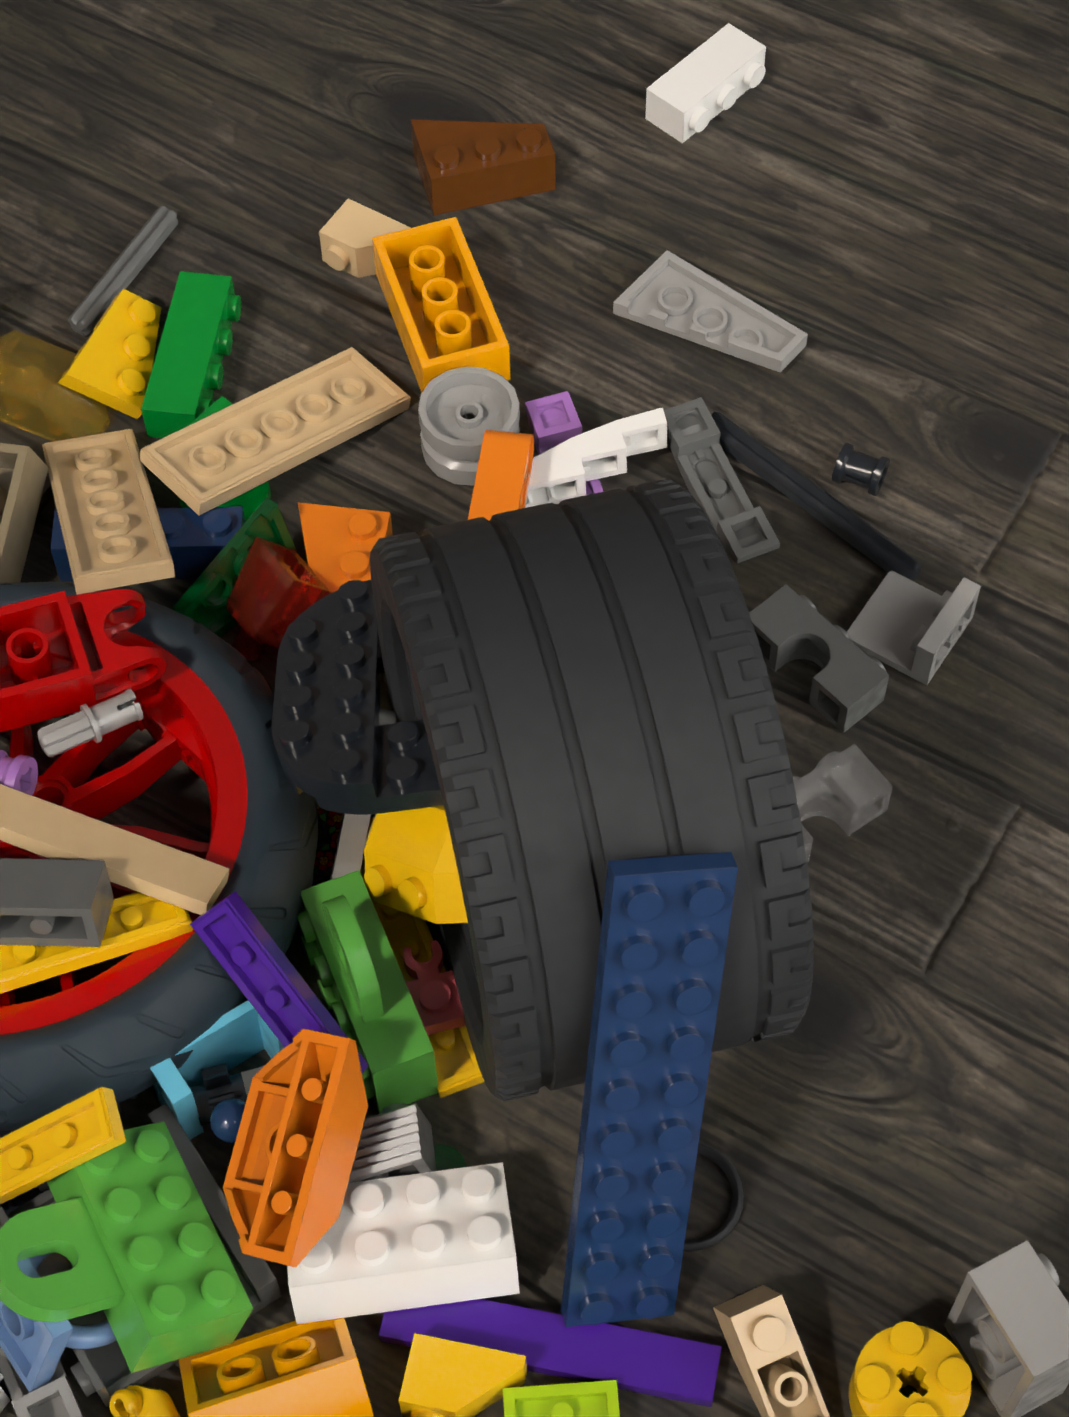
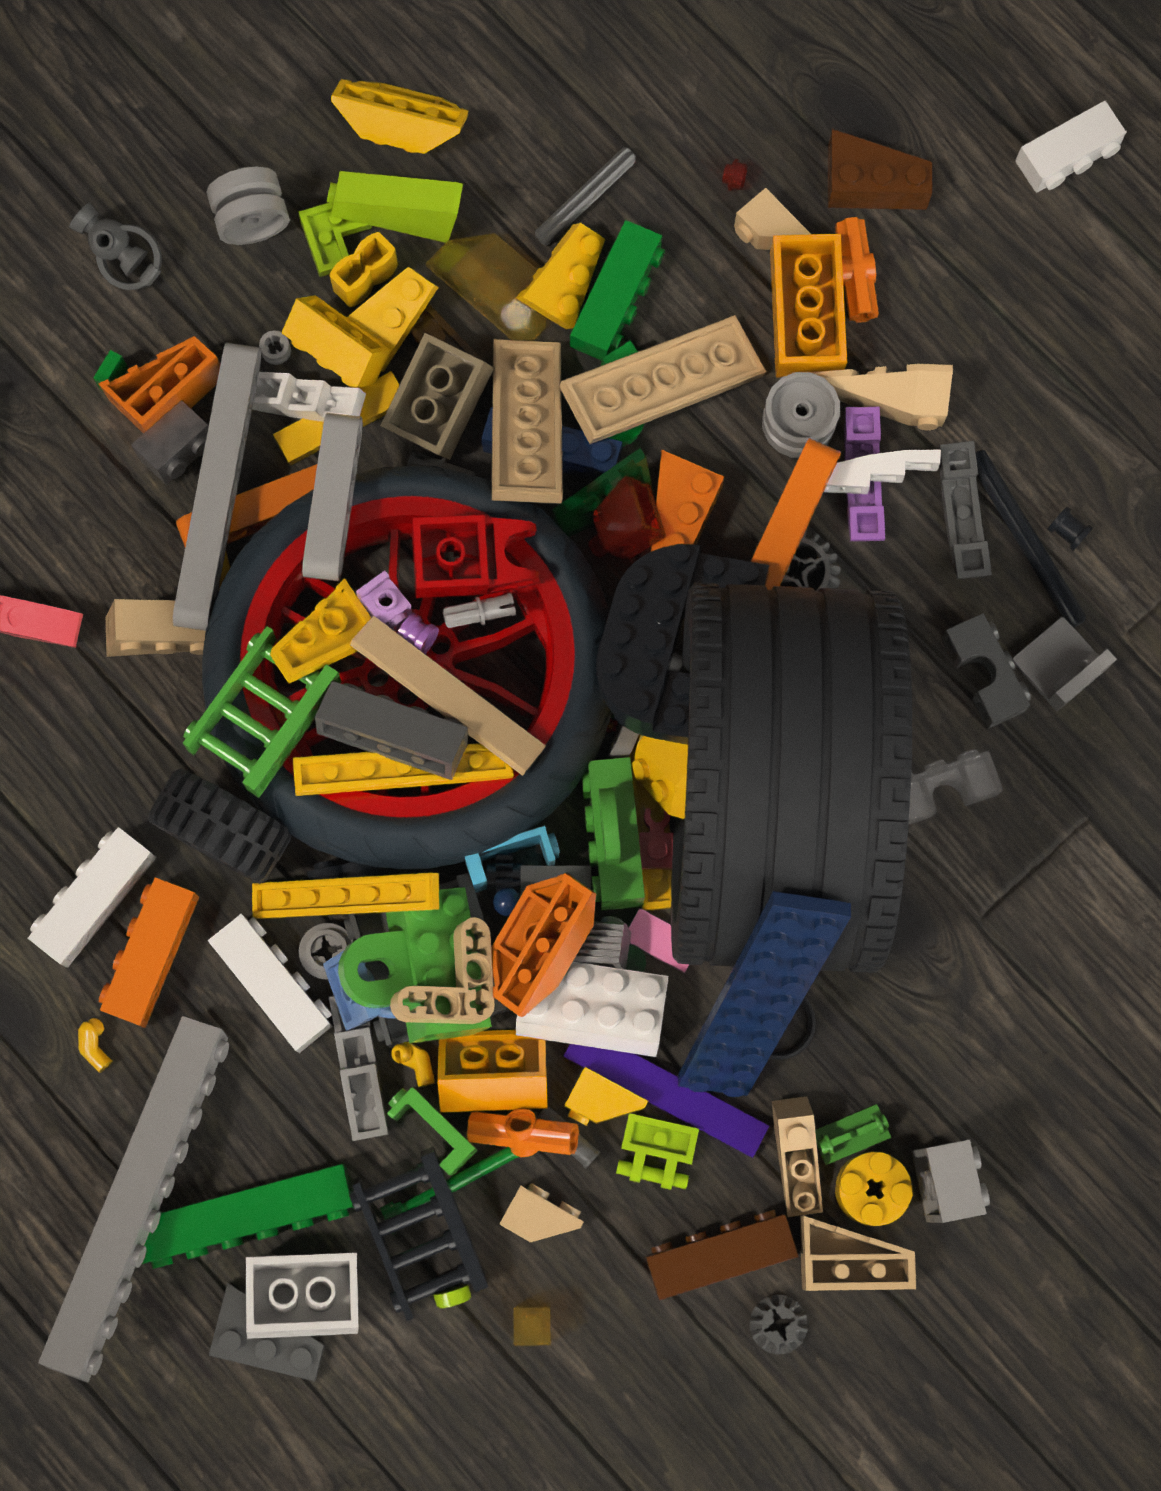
camera: 15 degrees right, 20 degrees up
(187, 1265) = (458, 996): none -> tan beam
(263, 972) = (553, 828): dark purple tile -> none
(307, 204) = (735, 175): none -> clear red plate
(483, 1127) = (654, 938): none -> bright pink tile
(495, 264) = (858, 270): none -> orange piece
(603, 369) = (909, 397): none -> tan wedge
(707, 312) = (1003, 359): light grey wing -> none
(849, 1322) = (852, 1134): none -> bright green hinge

